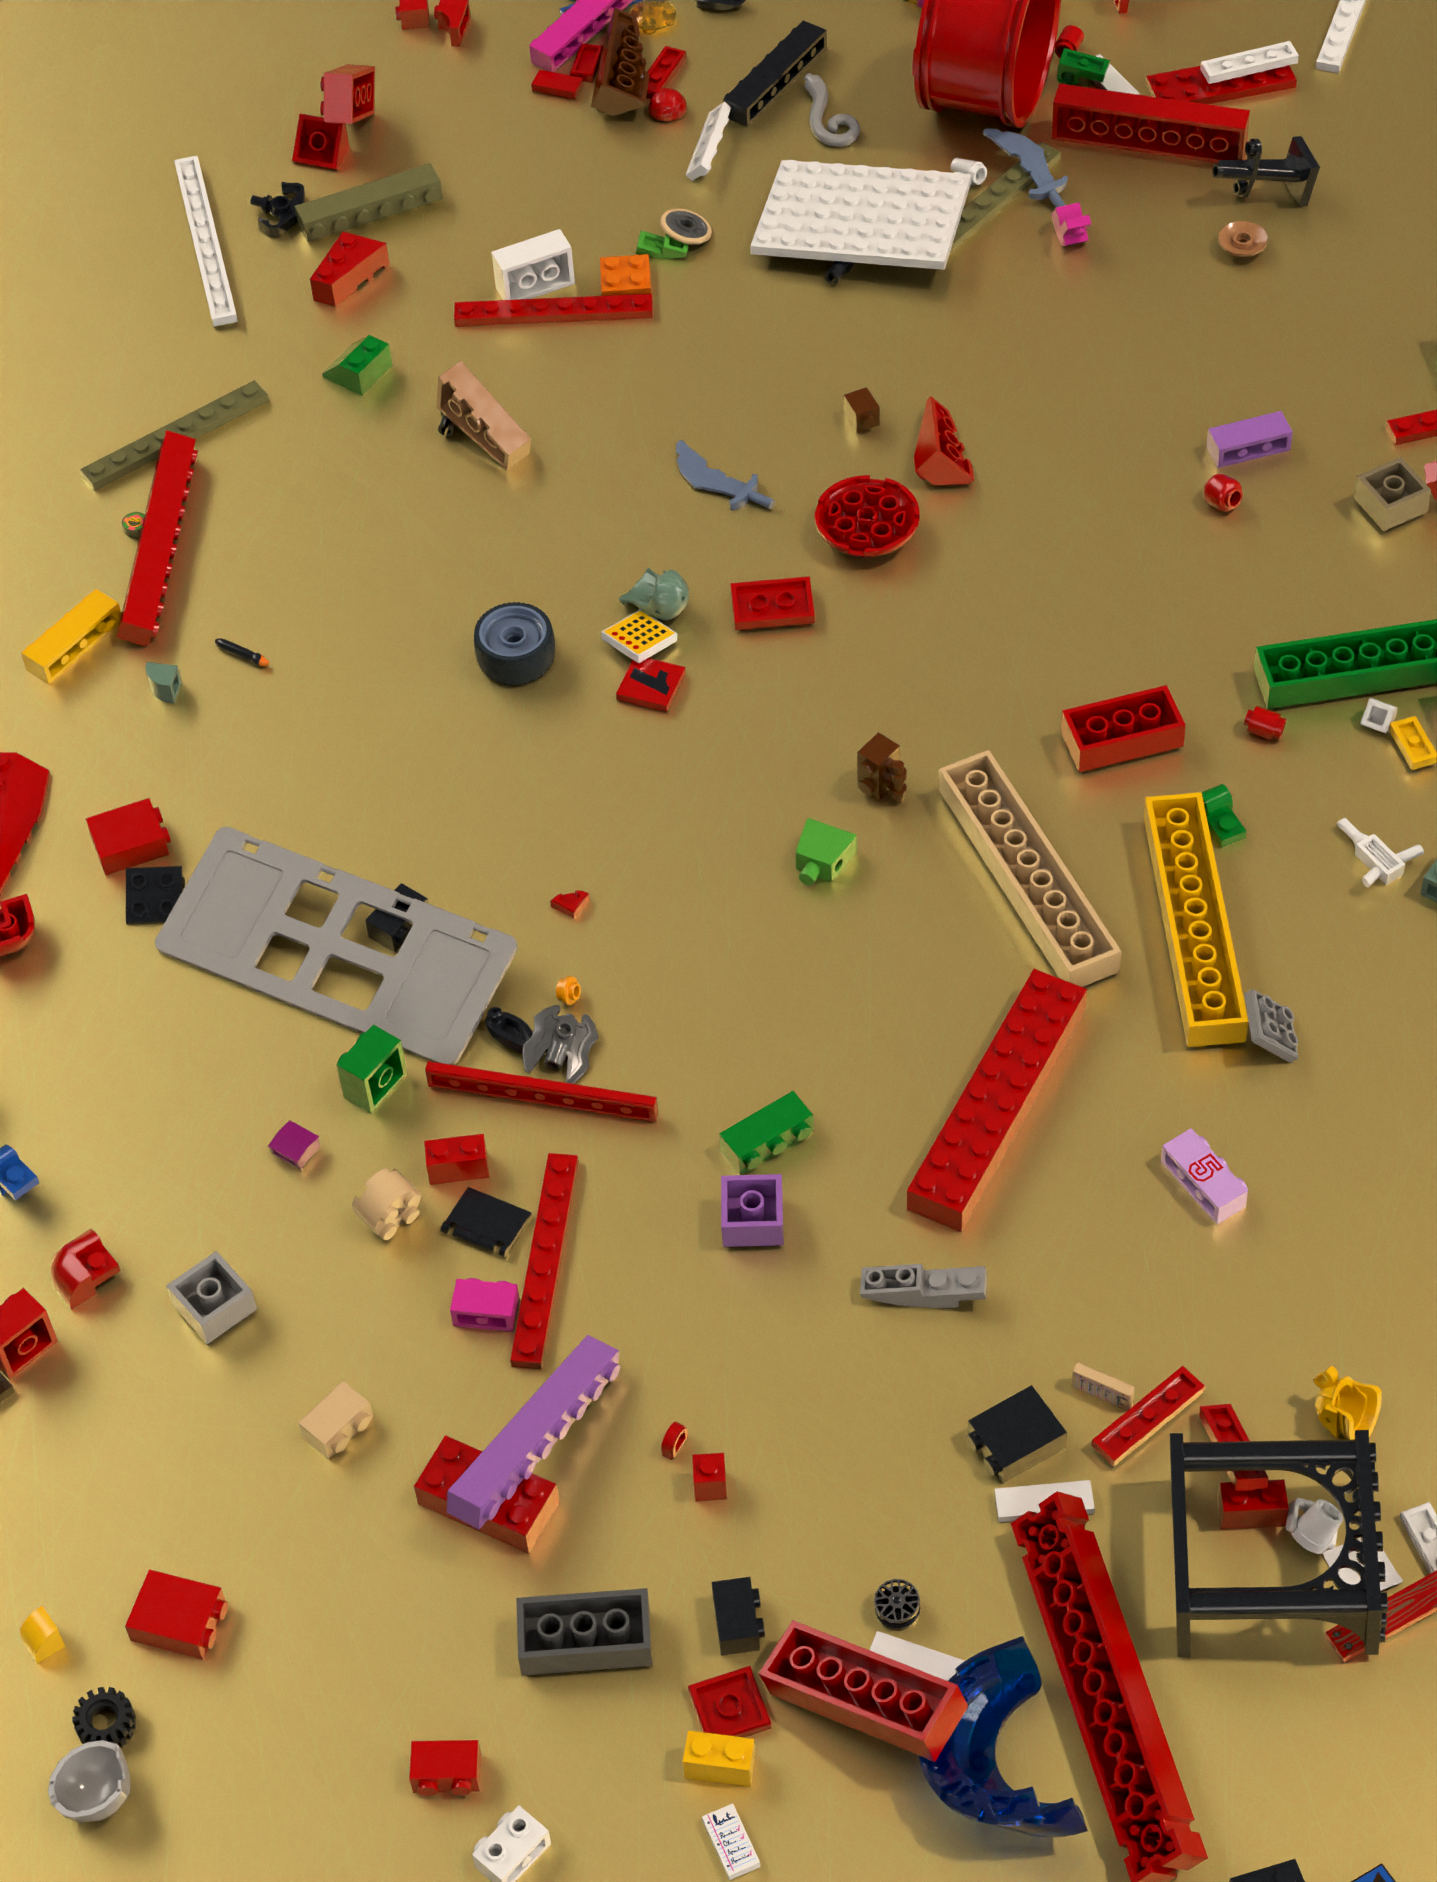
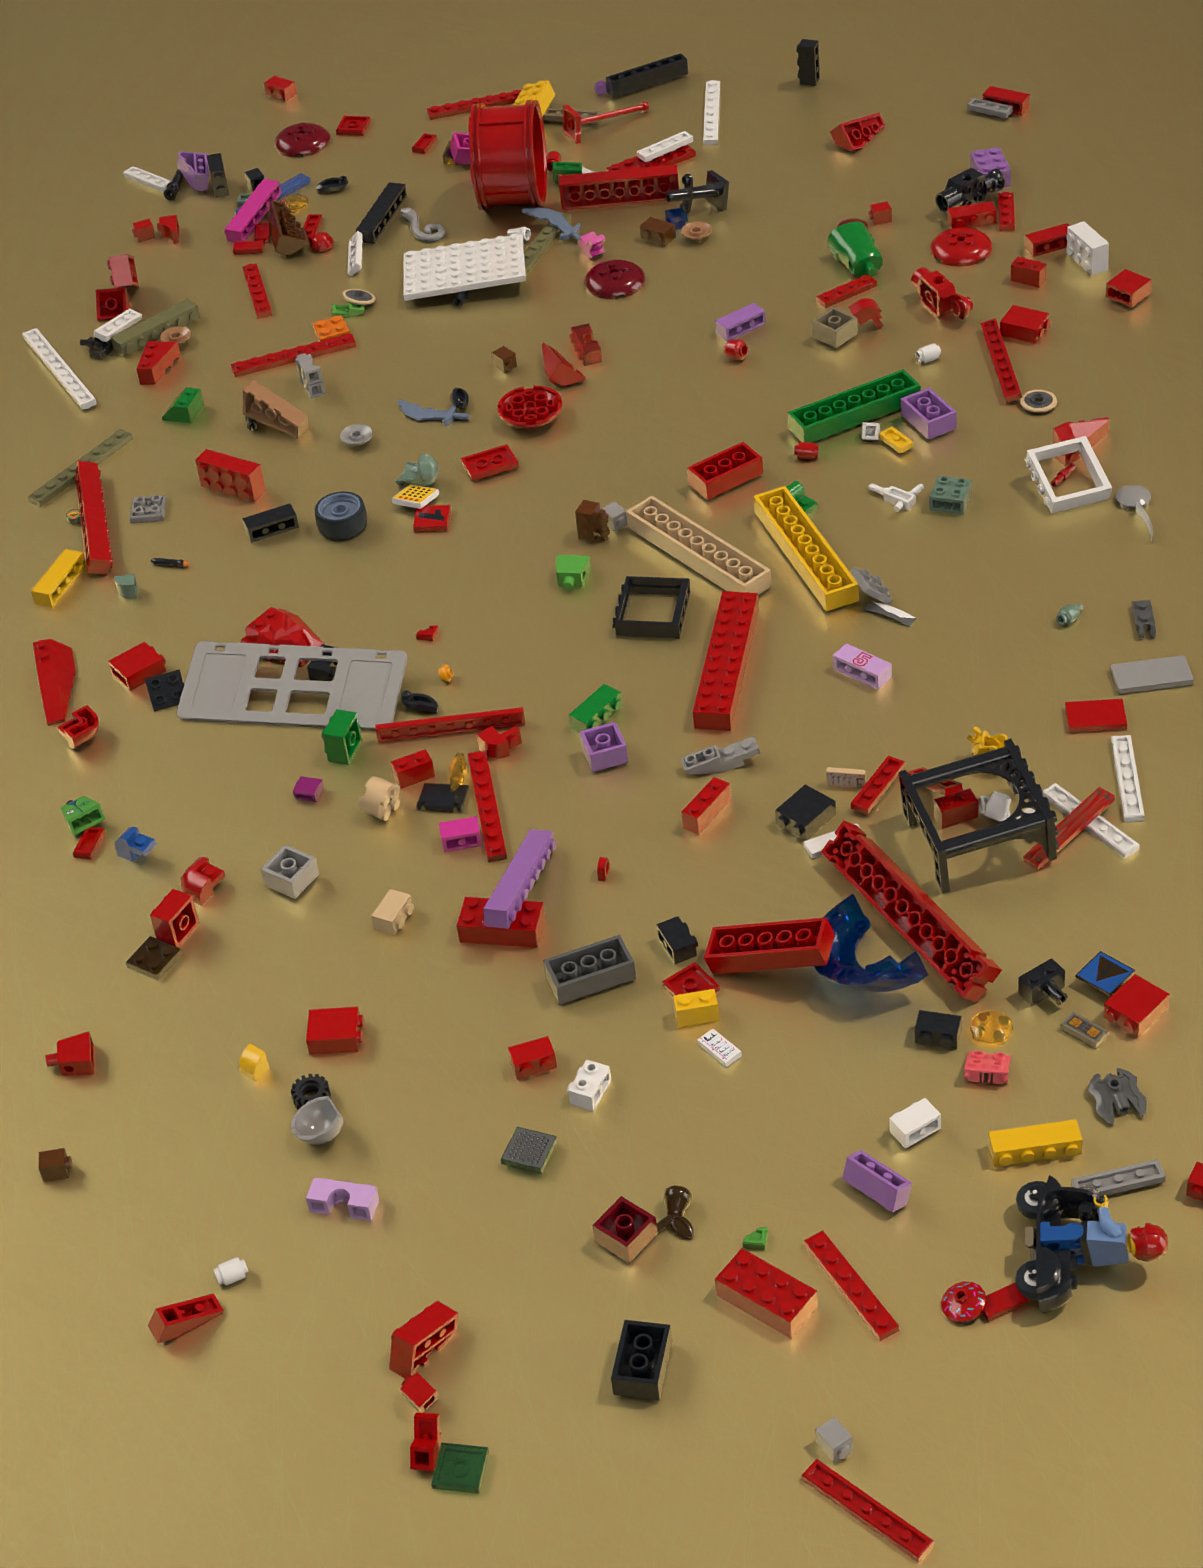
camera: 15 degrees left, 10 degrees down
(244, 542) = (148, 509): none -> light grey tile
(314, 184) = (117, 325): none -> white plate
(355, 837) = (280, 628): none -> red wedge
(378, 520) = (230, 475): none -> red brick
(392, 226) = (177, 333): none -> medium nougat dish
(409, 623) = (270, 522): none -> black brick
(514, 1191) = (456, 770): none -> clear yellow slope
(533, 267) = (274, 333): white brick -> none
(541, 172) = (257, 291): none -> red plate
(559, 361) = (310, 376): none -> light grey hips
(560, 1040) = (452, 698): dark grey piece -> none
(591, 492) = (356, 434): none -> light grey dish
(599, 1152) = (498, 744): none -> red brick
(709, 1476) = (632, 878): red brick -> none
(769, 465) = (459, 398): none -> black arm
(869, 1373) = (706, 806): none -> red brick
(897, 1606) = (764, 909): black wheel -> none
(923, 764) = (616, 516): none -> light grey brick
(934, 917) = (652, 585): none -> black window
(994, 416) = (583, 343): none -> clear red arch
(1085, 298) = (614, 279): none -> dark red brick
(1182, 224) = (657, 231): none -> reddish brown brick
(1219, 207) = (676, 217): none -> clear blue brick
(1288, 1080) = (892, 612): none -> sticker

